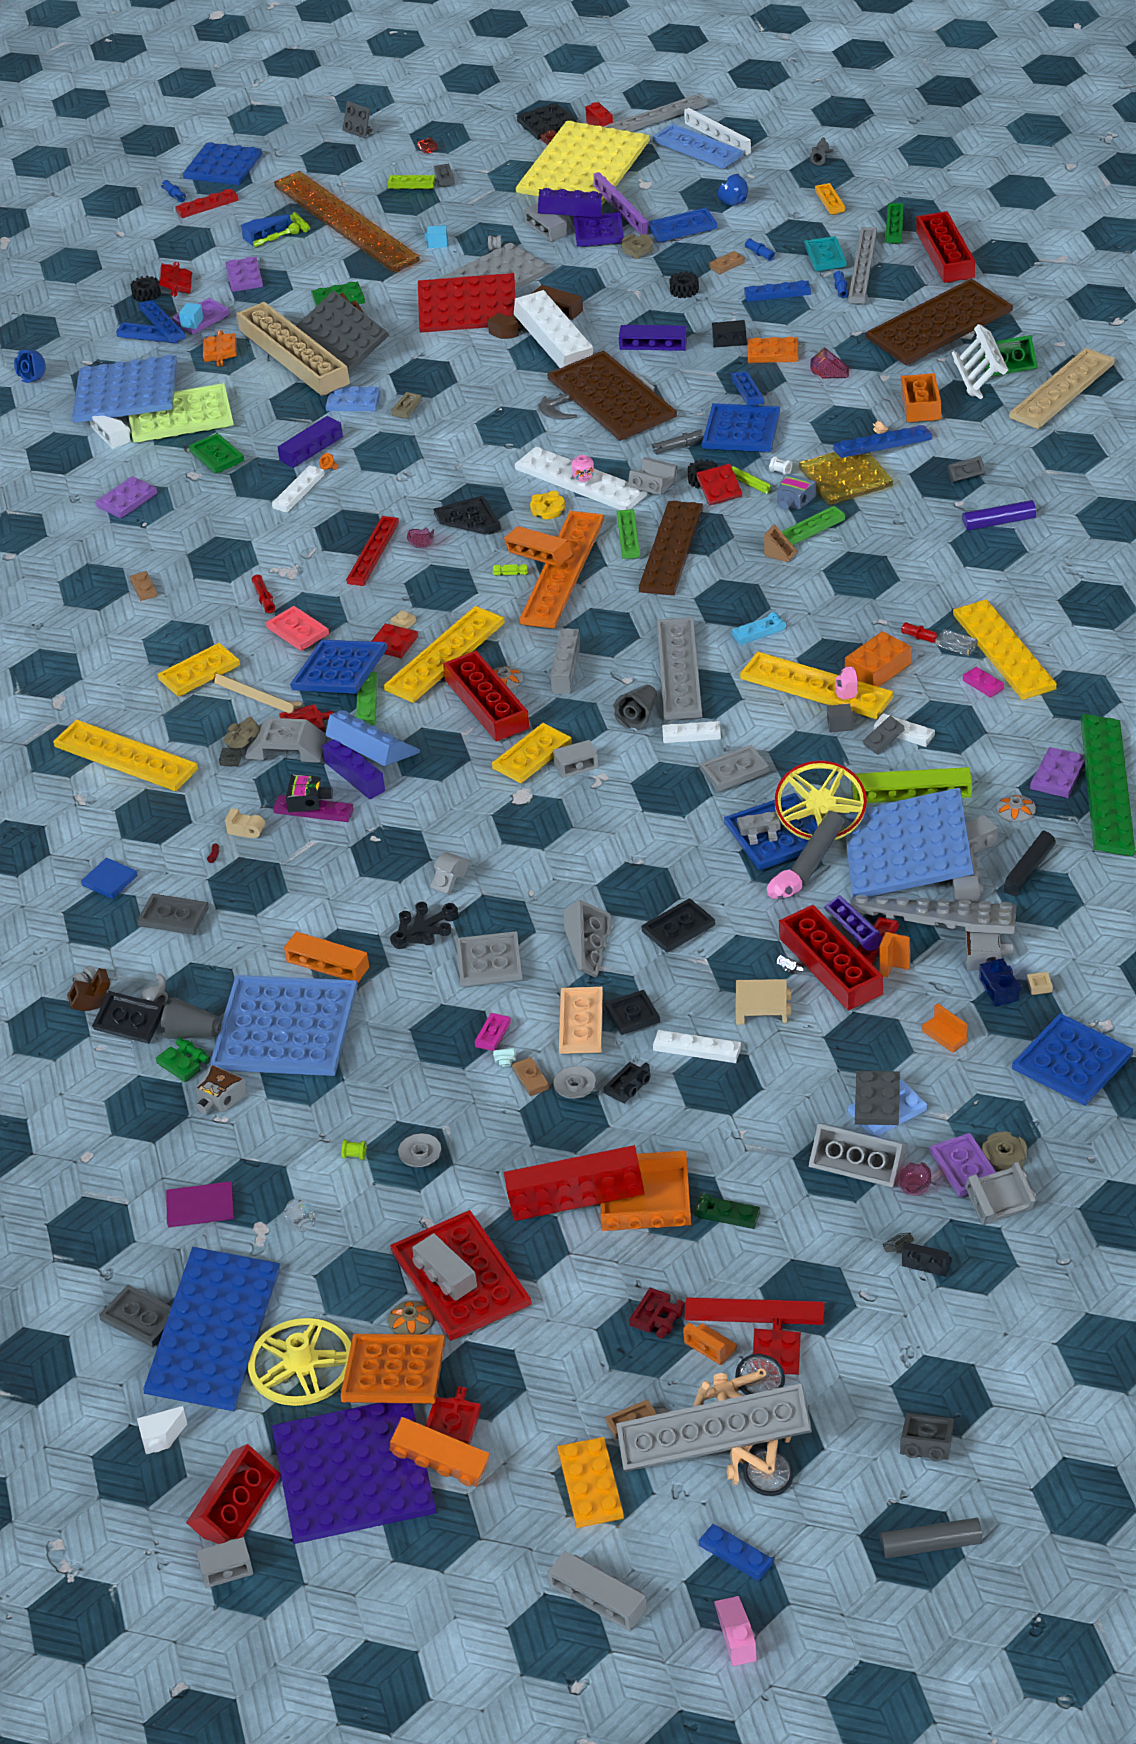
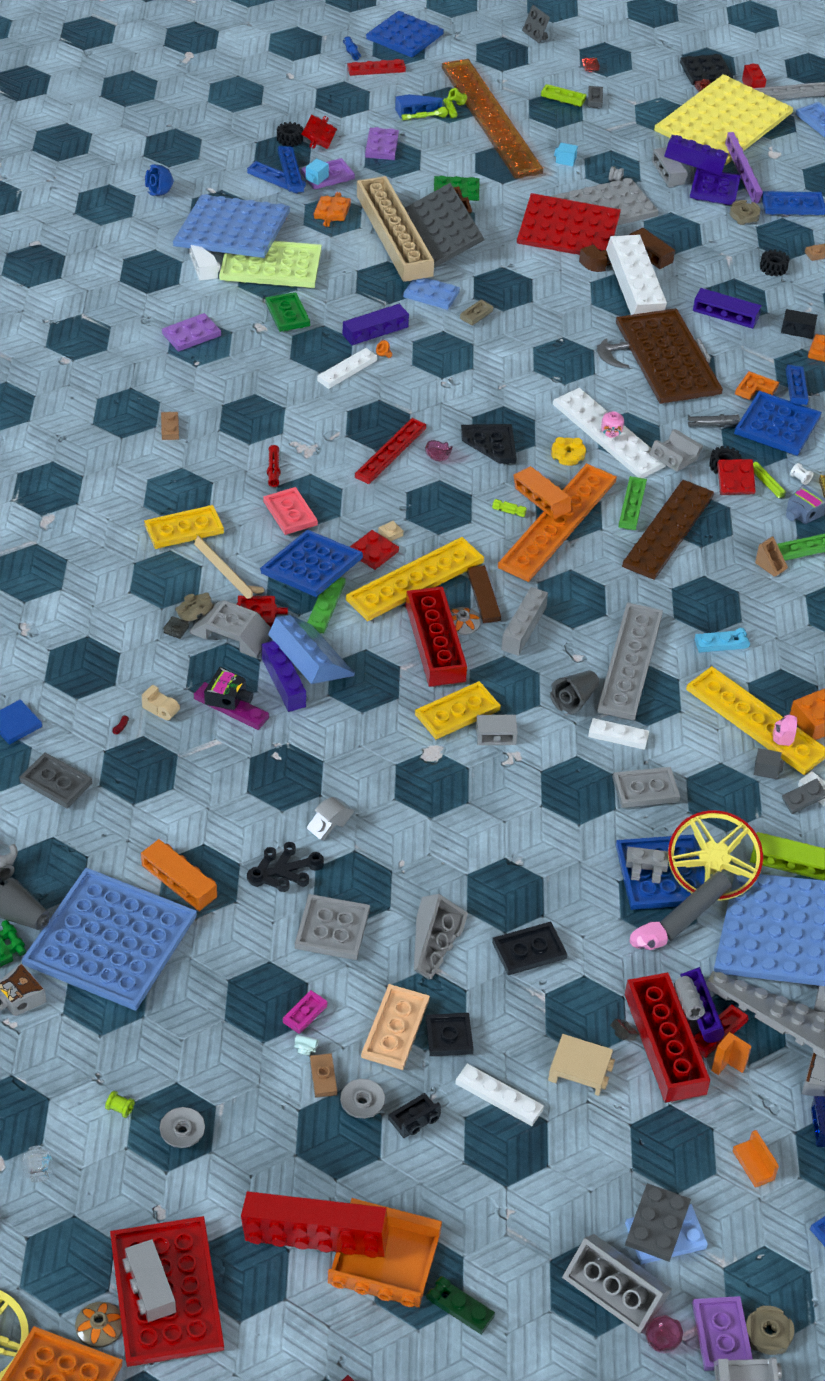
camera: 10 degrees right, 5 degrees up
(126, 755) = (82, 596): yellow plate -> none
(306, 210) = (455, 95): none -> lime bush
(516, 650) = (484, 594): none -> reddish brown tile
(705, 397) = (753, 382): none -> orange plate
(840, 918) = (689, 998): none -> light grey axle

